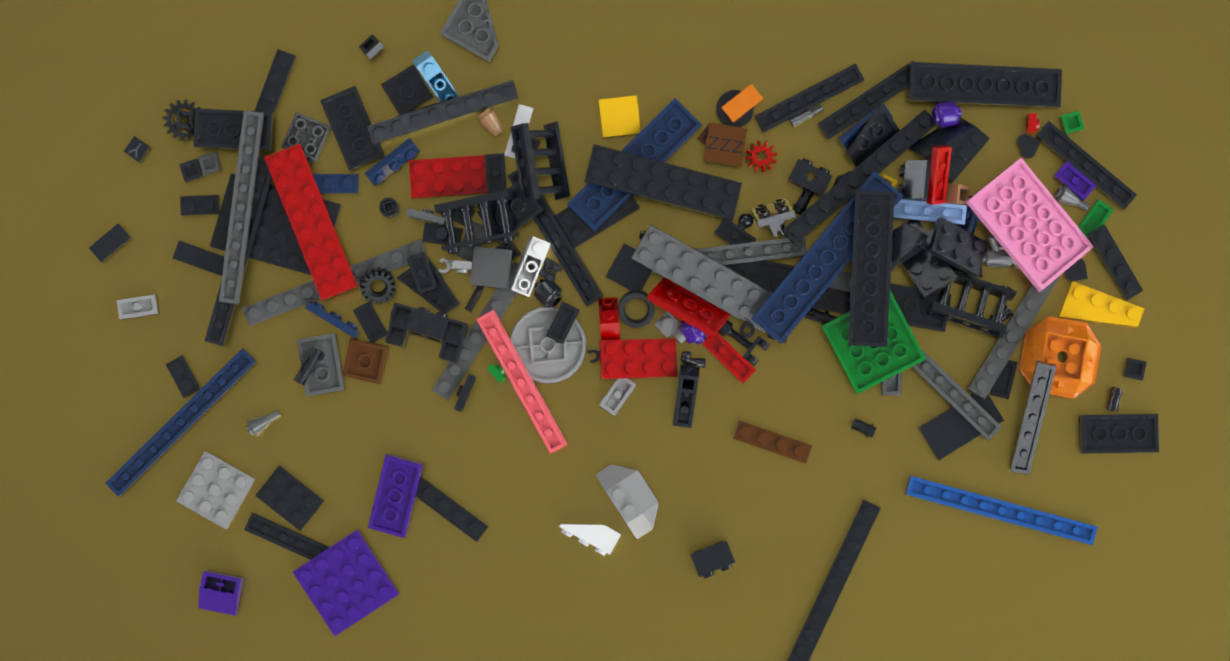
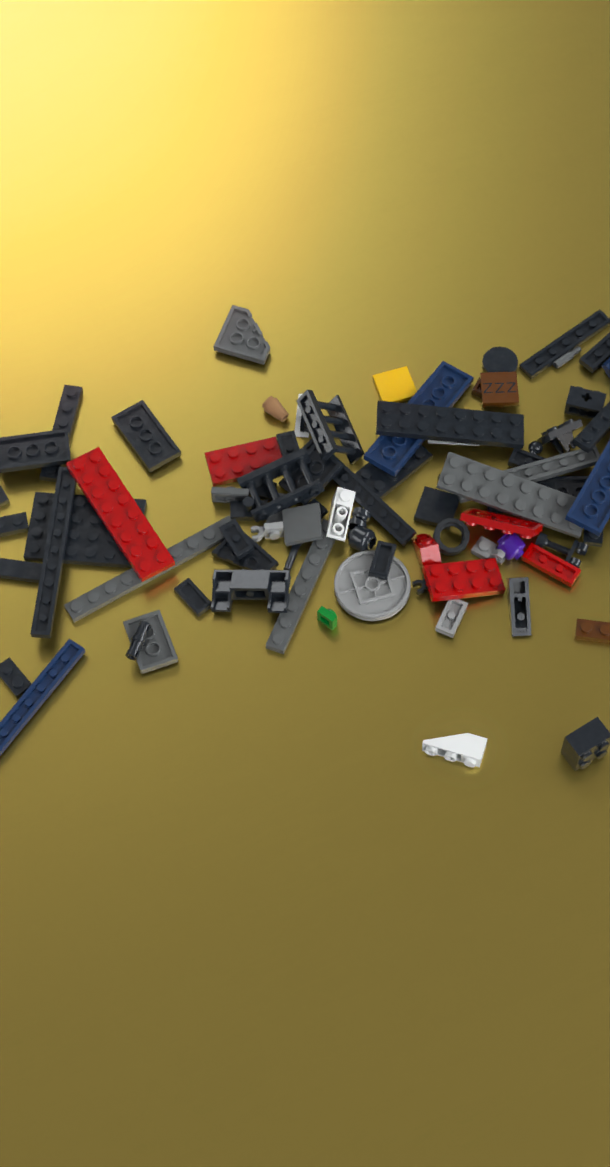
camera: 15 degrees left, 25 degrees down
(210, 163) = (13, 489): dark grey tile -> none
(215, 490) = (61, 778): light grey plate -> none
(220, 592) = (80, 873): dark purple slope -> none
(241, 207) = (50, 511): dark grey plate -> none
(257, 425) = (95, 707): dark grey cone -> none
(284, 536) = (158, 815): black tile -> none
(290, 498) = (139, 772): black plate -> none
(309, 134) = (110, 446): dark grey tile -> none
(333, 318) = (155, 598): dark blue plate -> none
(337, 183) = (142, 484): dark blue plate -> none
(346, 582) = (212, 842): dark purple plate -> none
(365, 360) = (194, 630): reddish brown tile -> none
(371, 46) = (152, 368): black plate -> none
(373, 275) = (194, 548): black tyre -> none
(389, 207) = (193, 493): black wheel -> none
(392, 162) = (189, 455): dark blue plate -> none
(395, 495) = (248, 747): dark purple tile -> none
(407, 90) = (192, 399): black tile -> none
(434, 76) = (218, 384): dark azure slope -> none
(442, 111) = (227, 406): black plate -> none
(450, 510) = (291, 746): black plate -> none
(464, 392) = (298, 640): black plate -> none
(521, 381) = (354, 620): coral tile -> none
(630, 497) = (488, 709): light grey wedge -> none
(686, 359) = (510, 572): black arm -> none
(742, 103) = (505, 354): orange tile -> none
(751, 327) = (563, 535): black pin -> none
(757, 150) = (535, 393): red gear -> none
(802, 202) = (585, 419): black pin -> none

